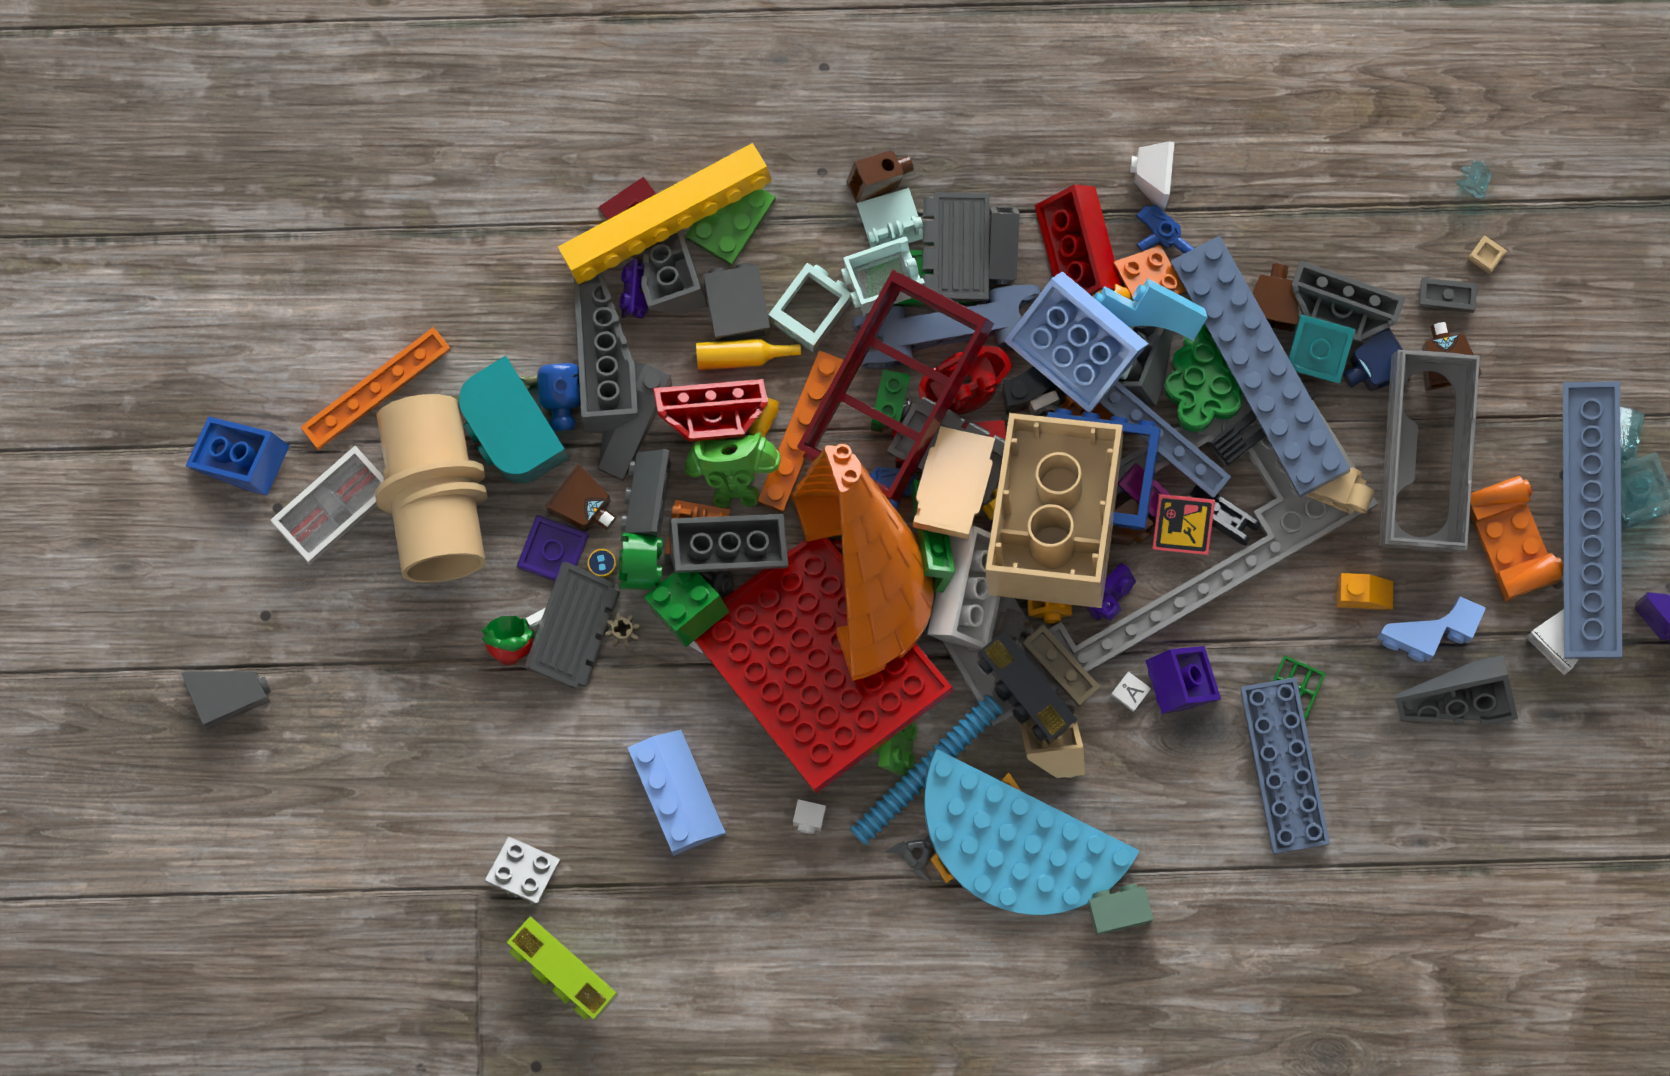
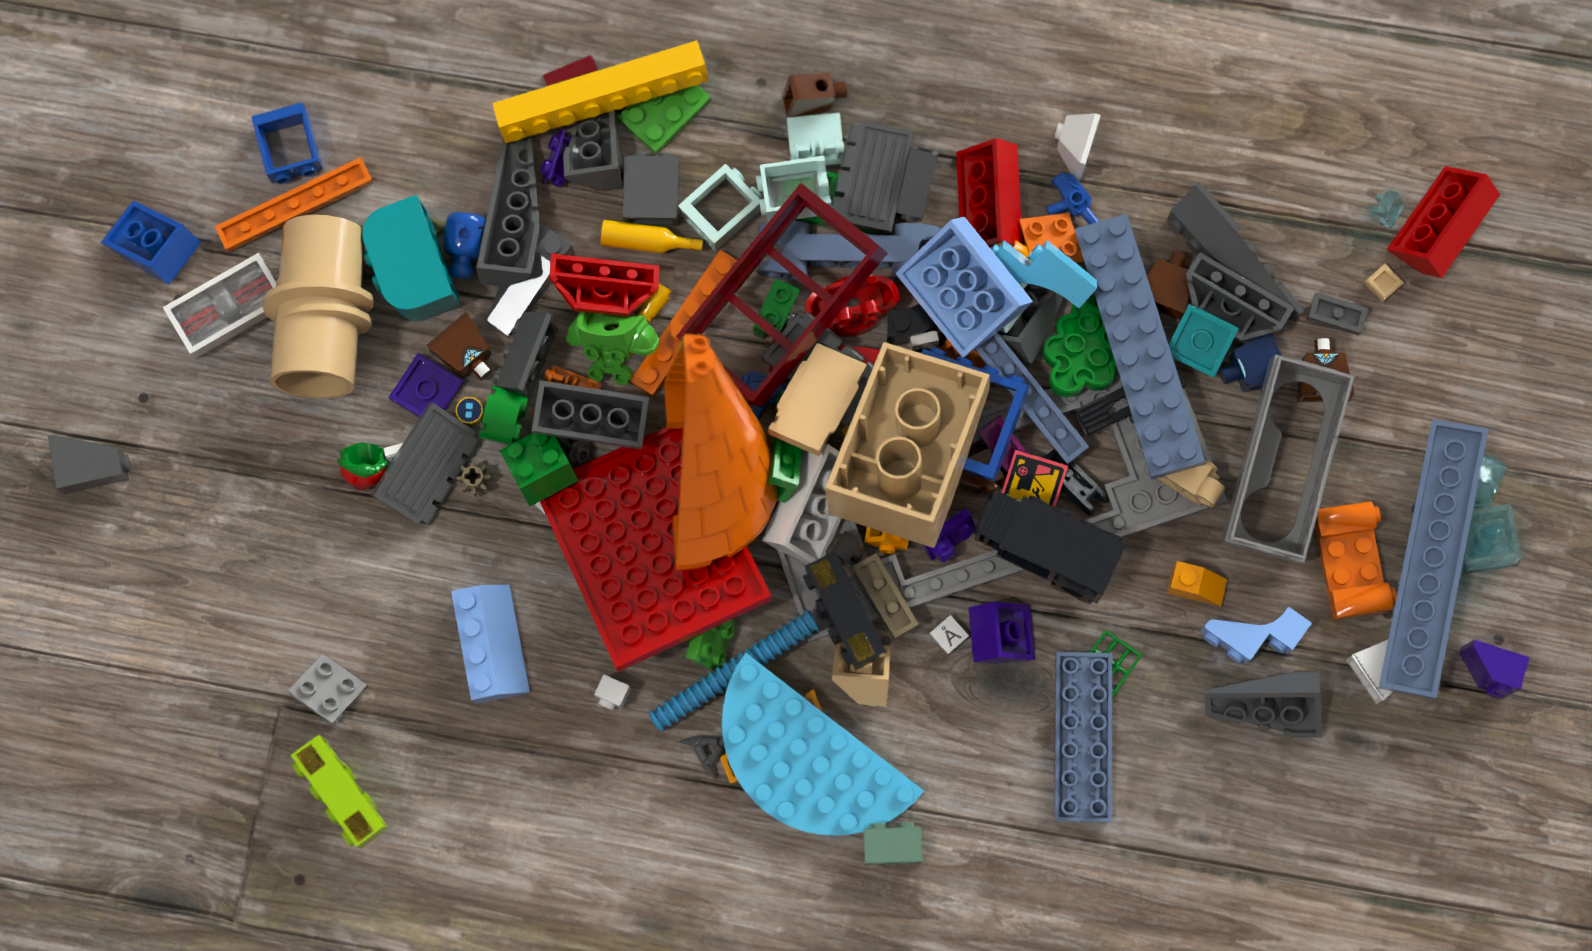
camera: 15 degrees right, 0 degrees up
(343, 303) = (278, 120): none -> blue window
(1215, 582) = (1050, 544): none -> black piece
(1312, 240) = (1215, 234): none -> dark grey wedge
(1534, 181) = (1444, 220): none -> red slope

